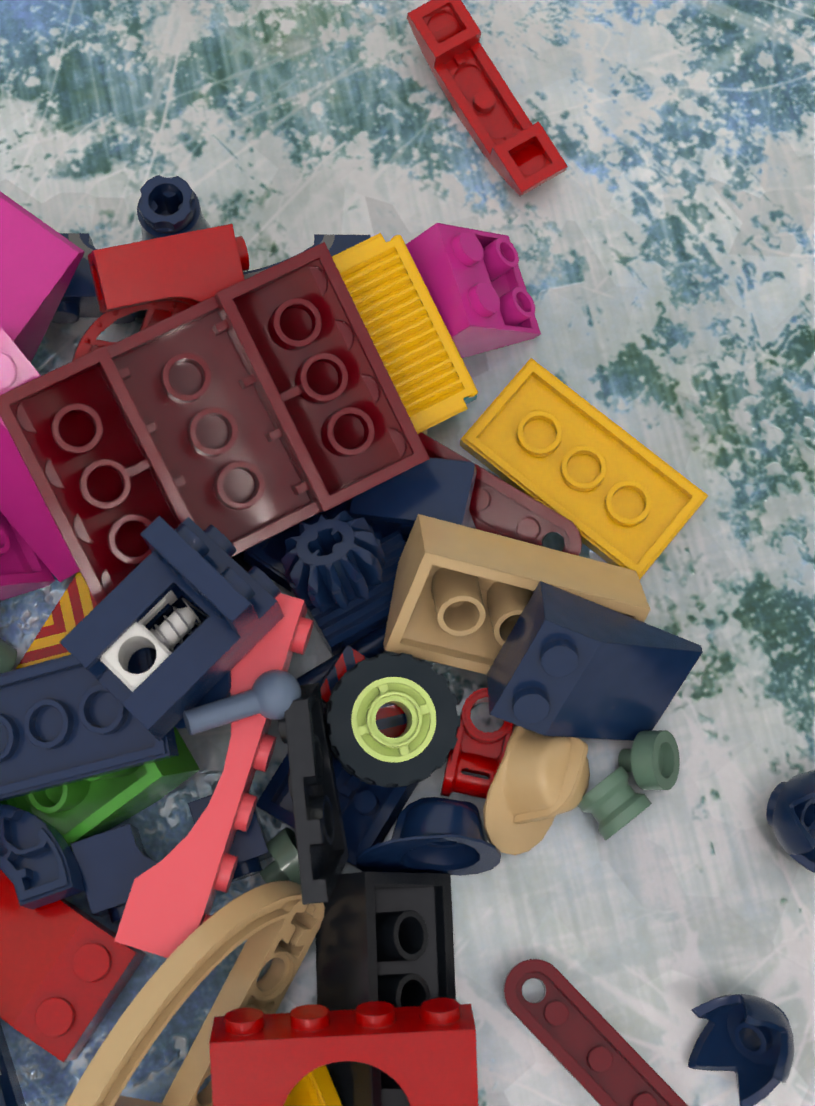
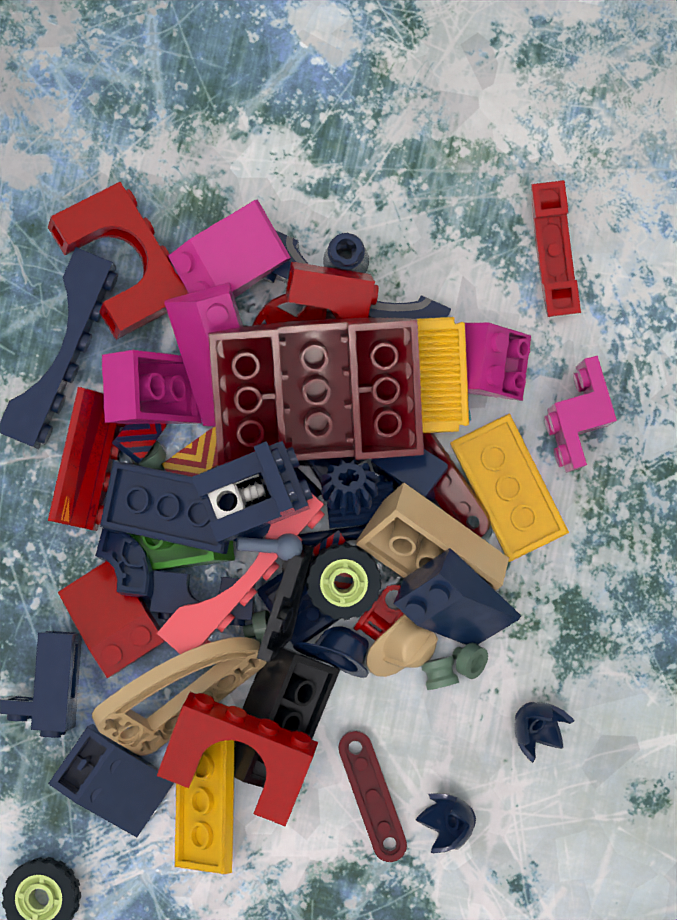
camera: 30 degrees right, 10 degrees up
(641, 305) = (580, 414): none -> dark pink bracket

